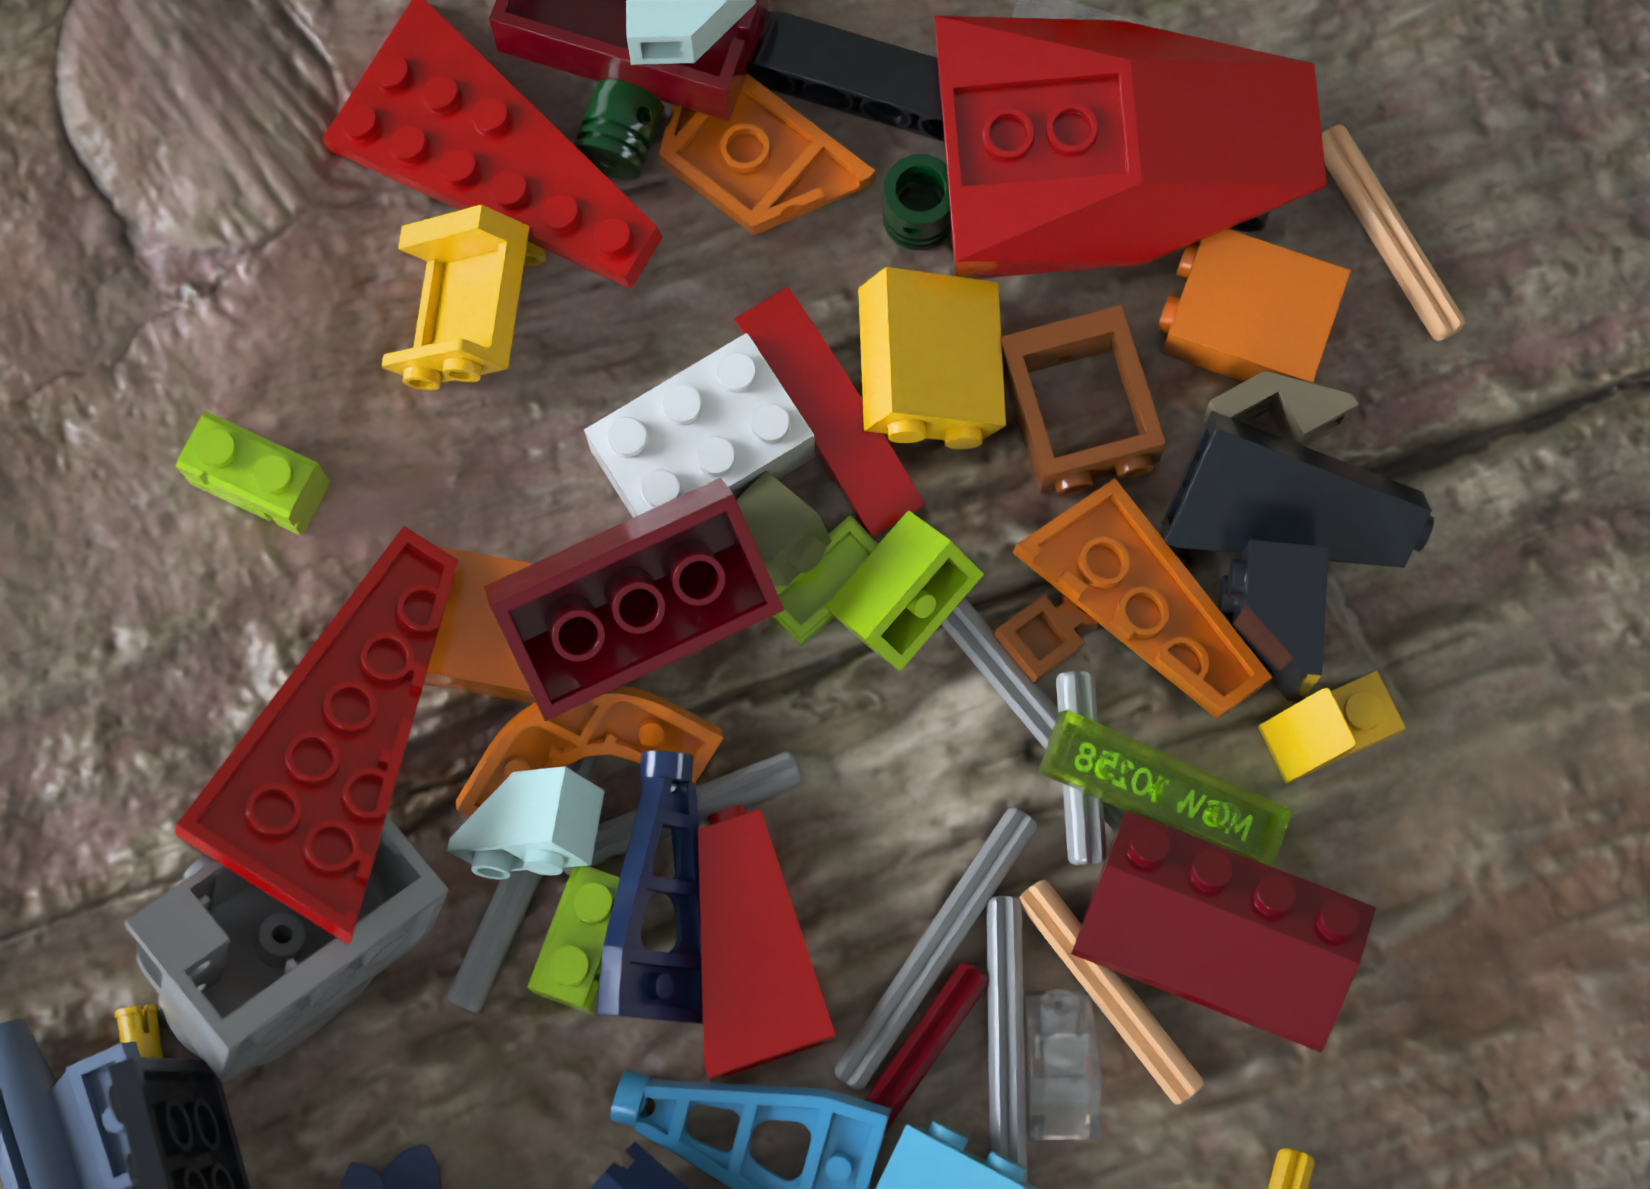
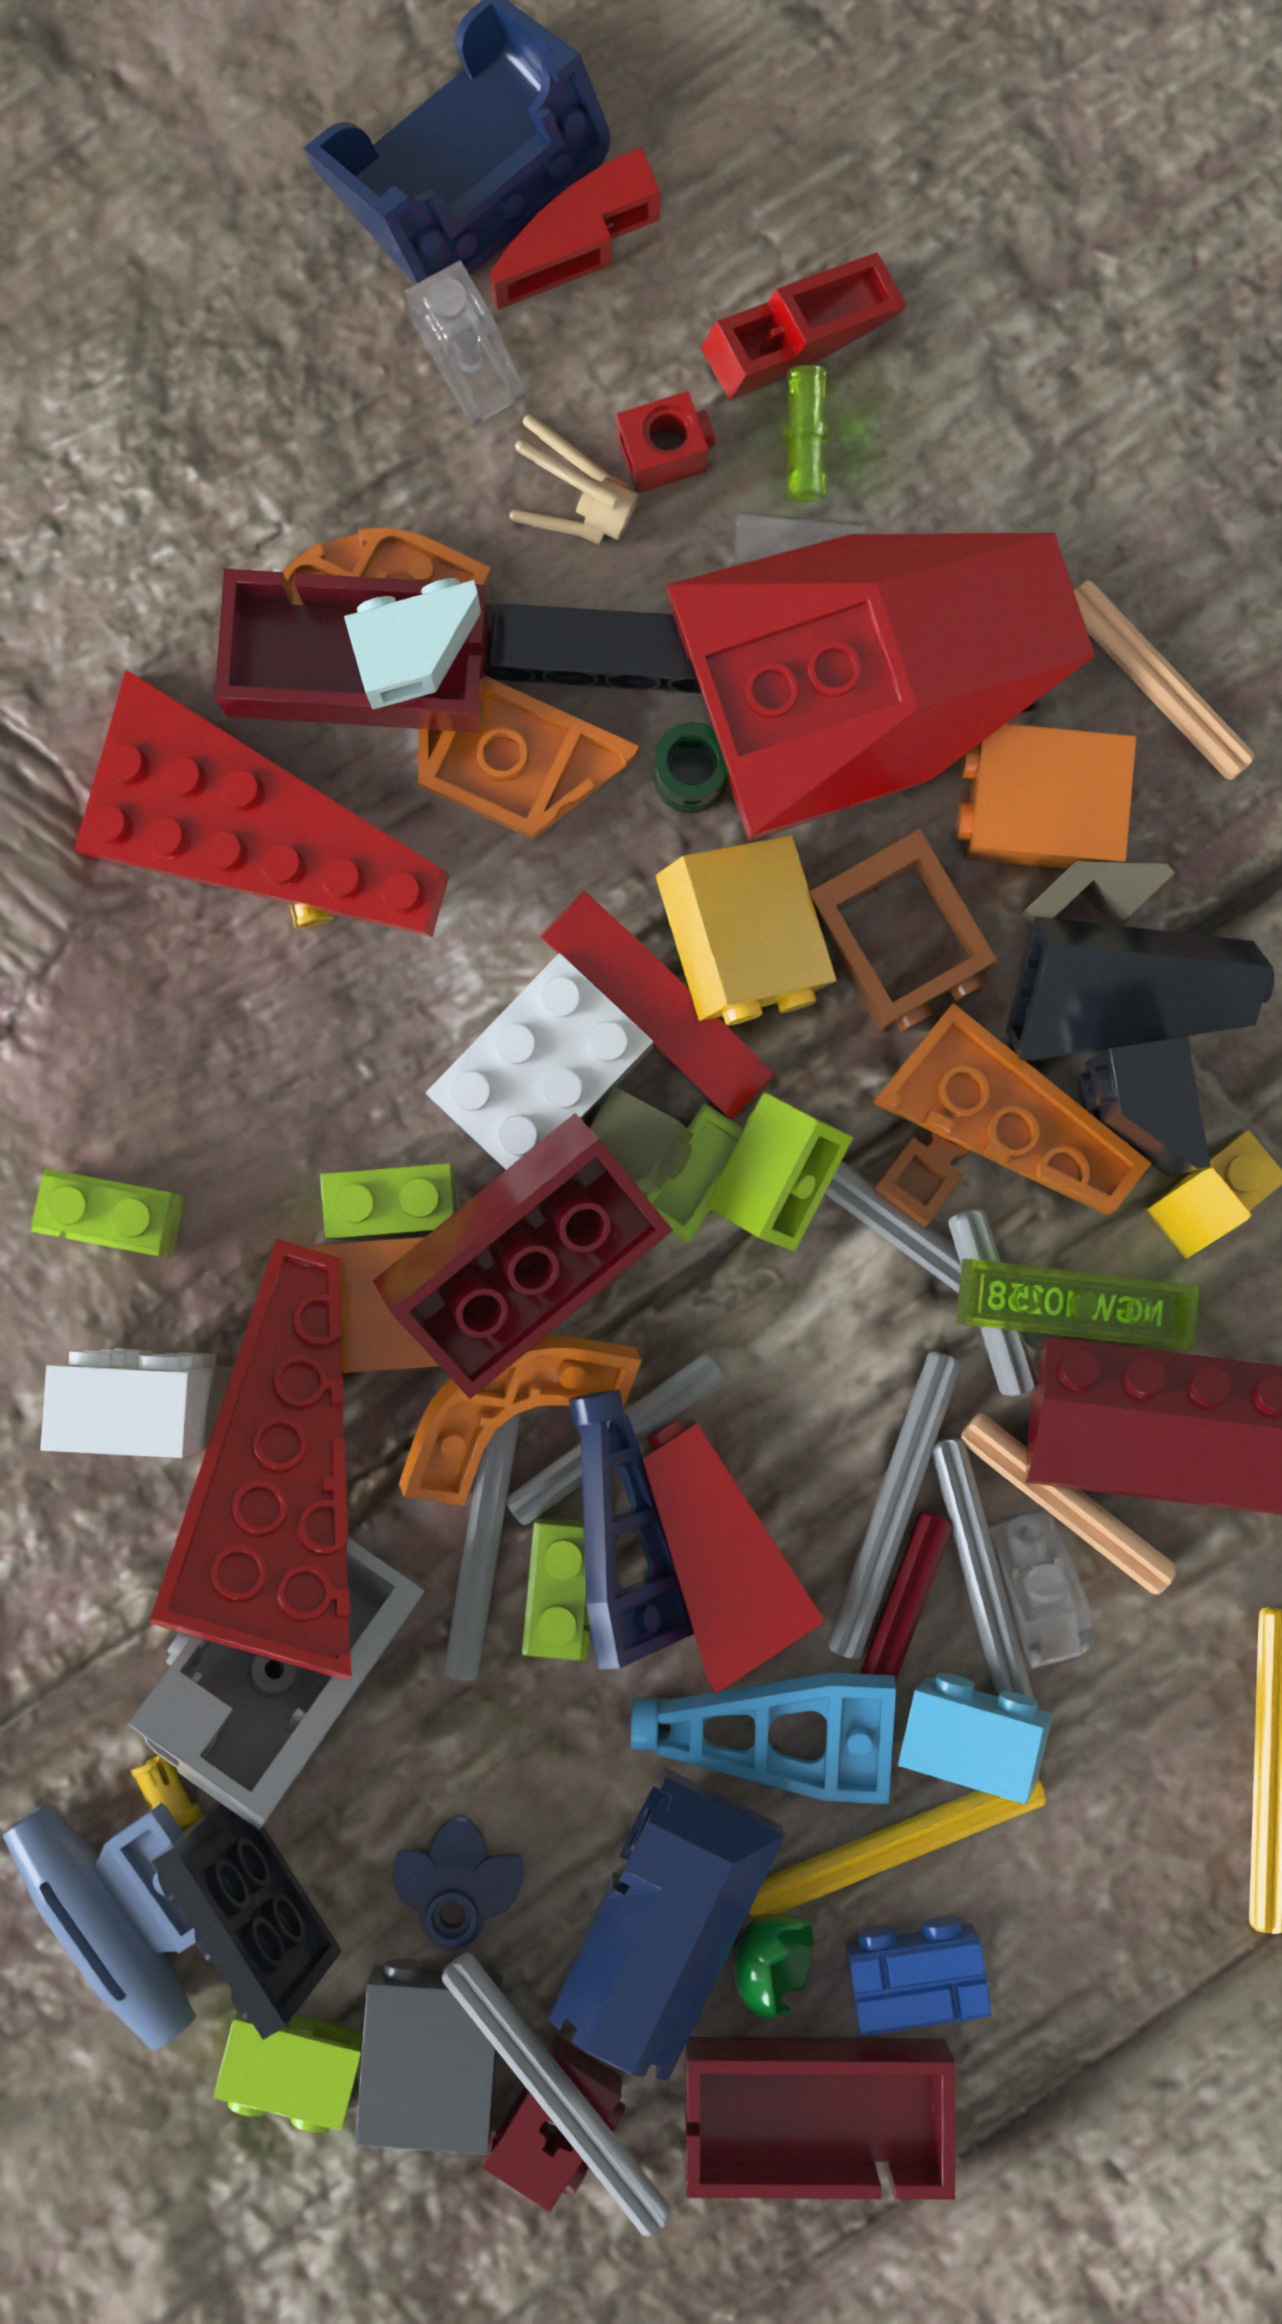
camera: 20 degrees left, 10 degrees up
(217, 631) = (133, 1402): none -> white brick
(466, 296) = (268, 986): yellow panel -> none
(518, 522) = (387, 1201): none -> lime brick
(532, 824) = (482, 1495): light aqua slope -> none
(619, 128) = (370, 766): dark green piece -> none

